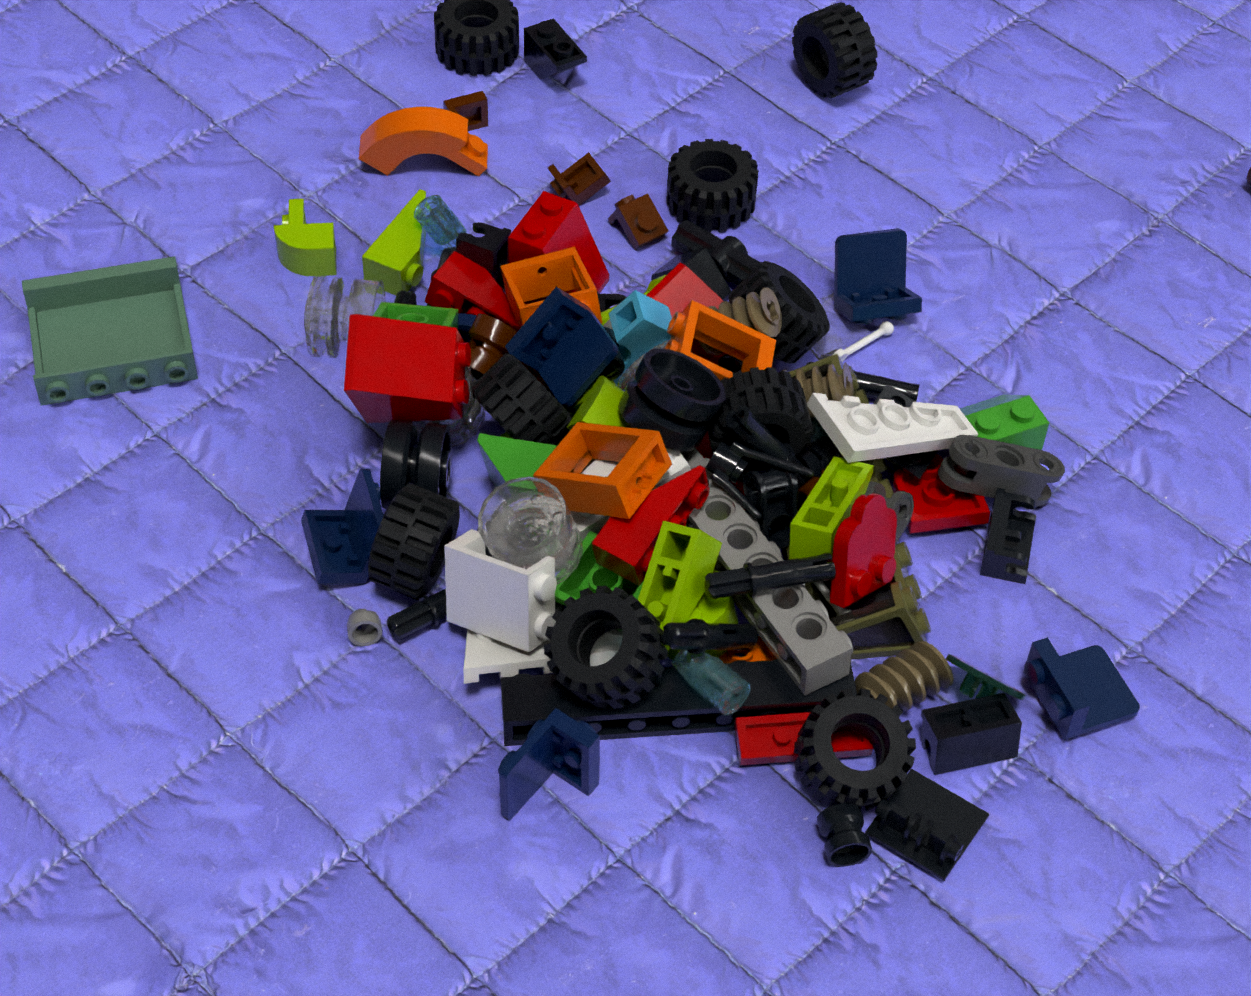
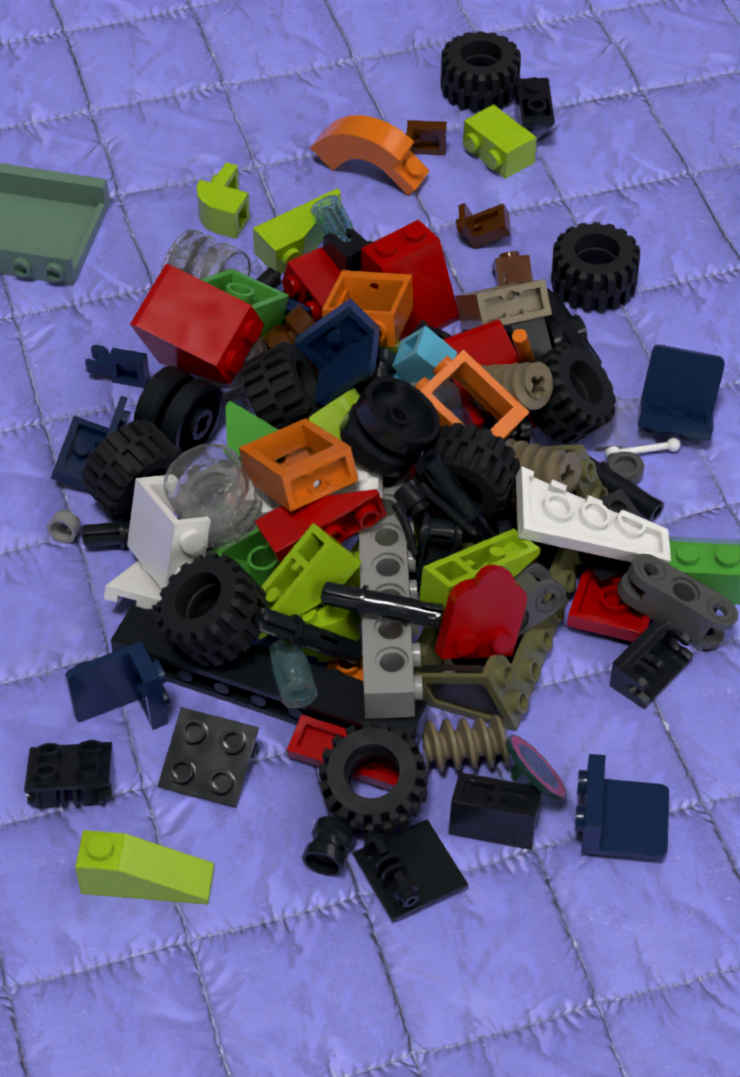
camera: 30 degrees right, 0 degrees up
(317, 442) = (123, 365): none -> dark blue plate
(538, 95) = (499, 141): none -> lime brick
(541, 870) = (69, 767): none -> black hinge
(661, 248) = (506, 302): none -> dark tan window
(670, 798) = (209, 757): none -> black hinge
(680, 940) = (140, 869): none -> lime slope
(723, 280) = (523, 346): none -> orange bar
(862, 361) = (627, 465): none -> dark grey tile

